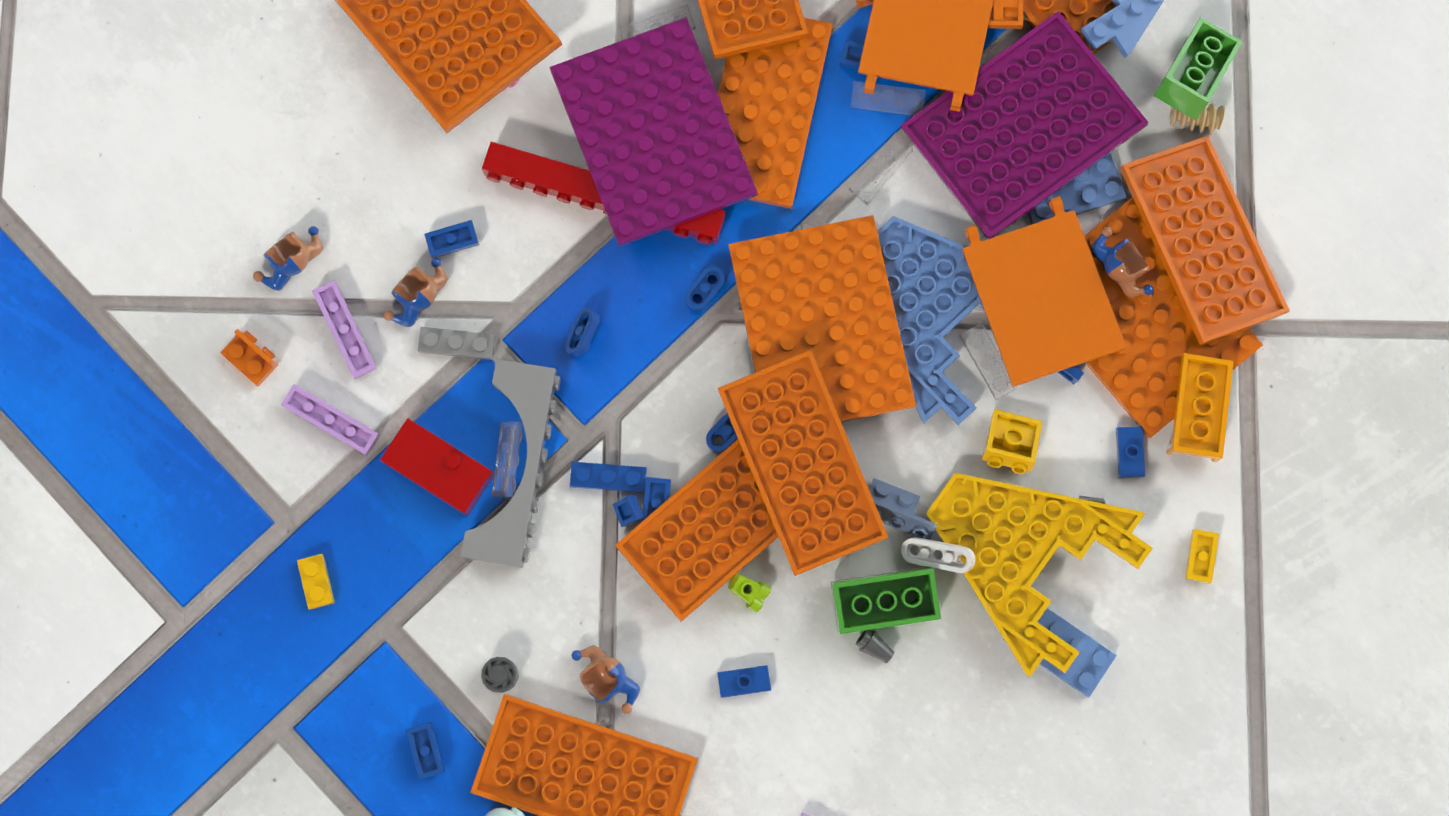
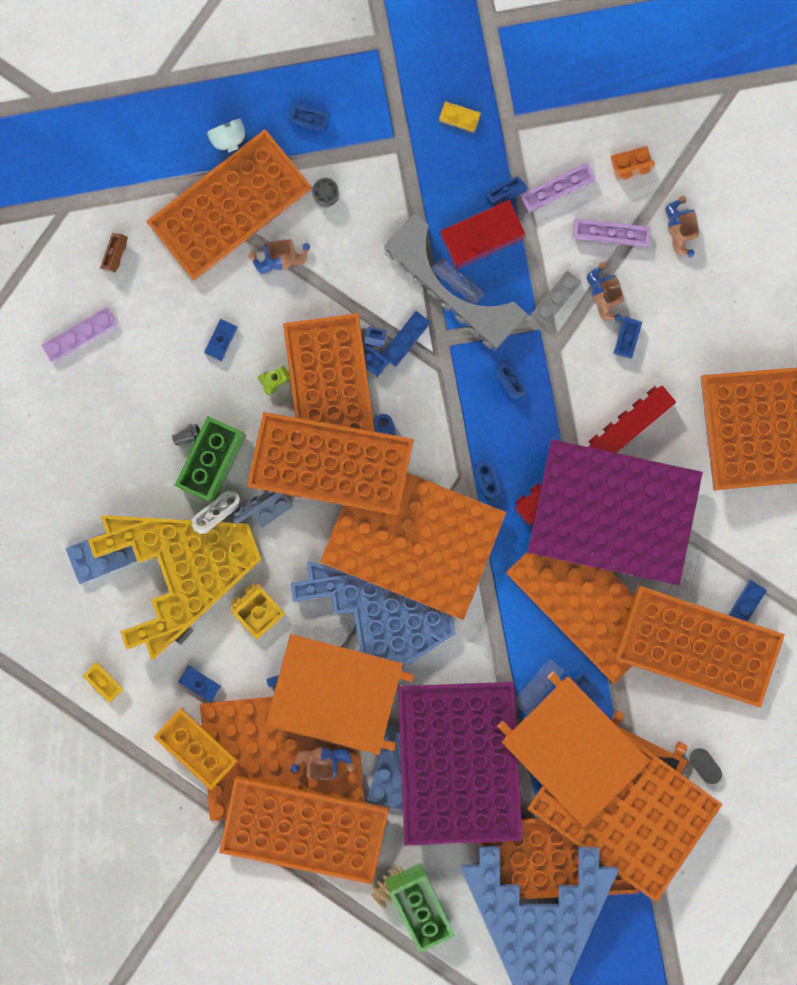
camera: 125 degrees right, 5 degrees up
(370, 472) = (506, 191): none -> blue plate

